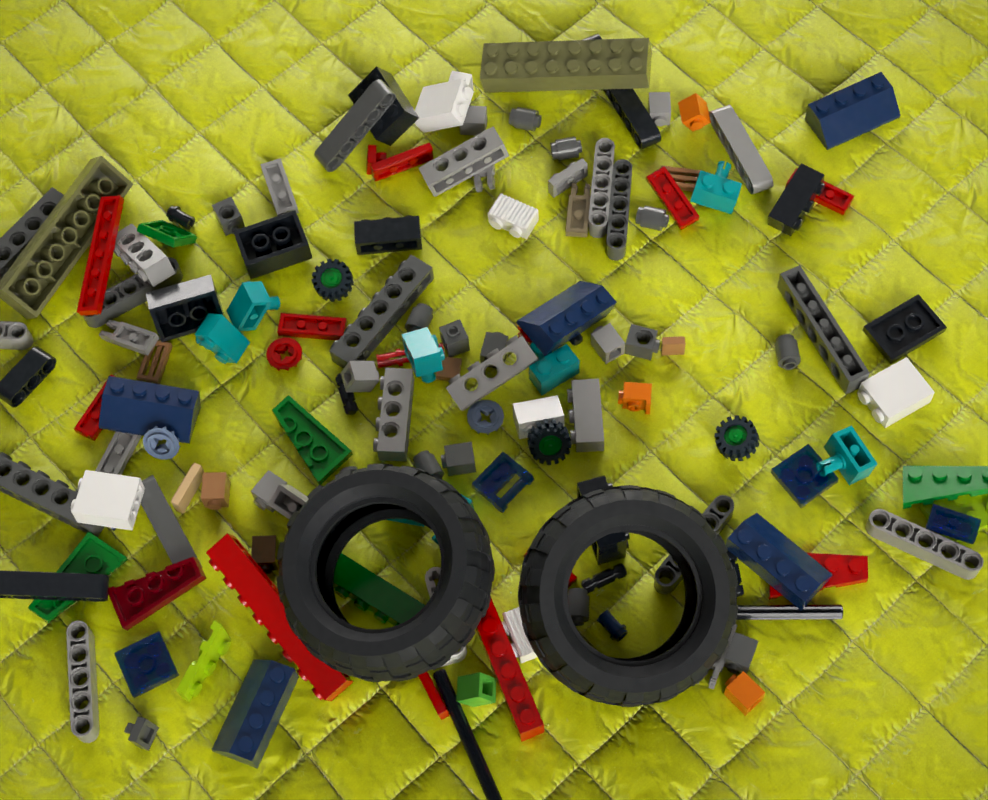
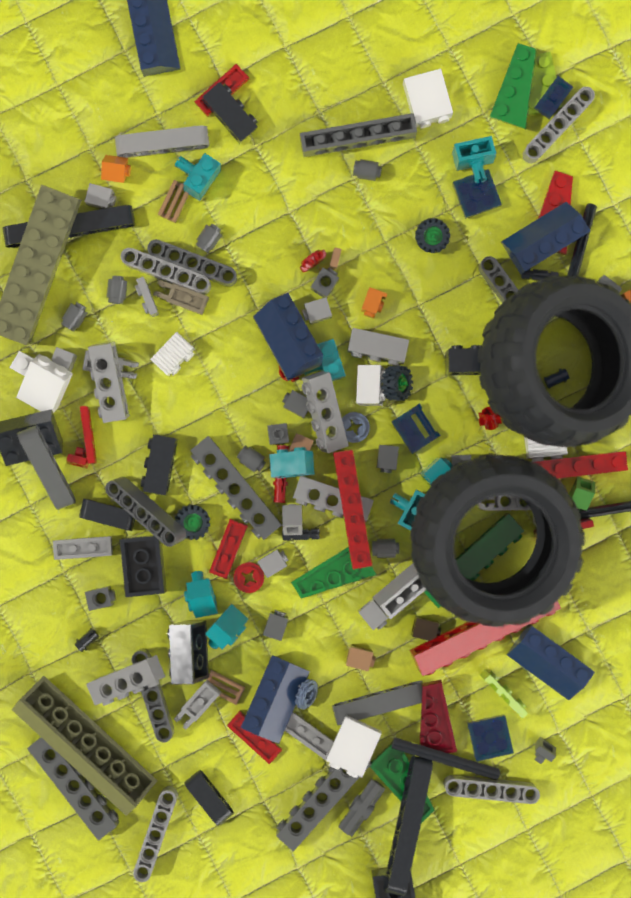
camera: 85 degrees left, 25 degrees up
(37, 539) = (361, 807): none -> dark grey piece
(100, 255) = (116, 716): red plate -> none
(111, 616) = (445, 758): none -> black axle
(167, 233) = (105, 655): green tile -> none
(188, 488) = (352, 680): tan tile -> none
(235, 393) = (276, 625): none -> dark grey brick
(306, 371) = (273, 562): none -> light grey brick
(321, 201) = (106, 514): none -> black beam
(332, 229) = (145, 511): none -> dark grey beam
(386, 425) = (352, 509): none -> red brick
(428, 463) = (388, 484): dark grey brick -> none
(662, 320) = (312, 260): none -> red gear
(672, 198) = (193, 214): red tile -> none
(904, 329) = (372, 69): black plate -> none

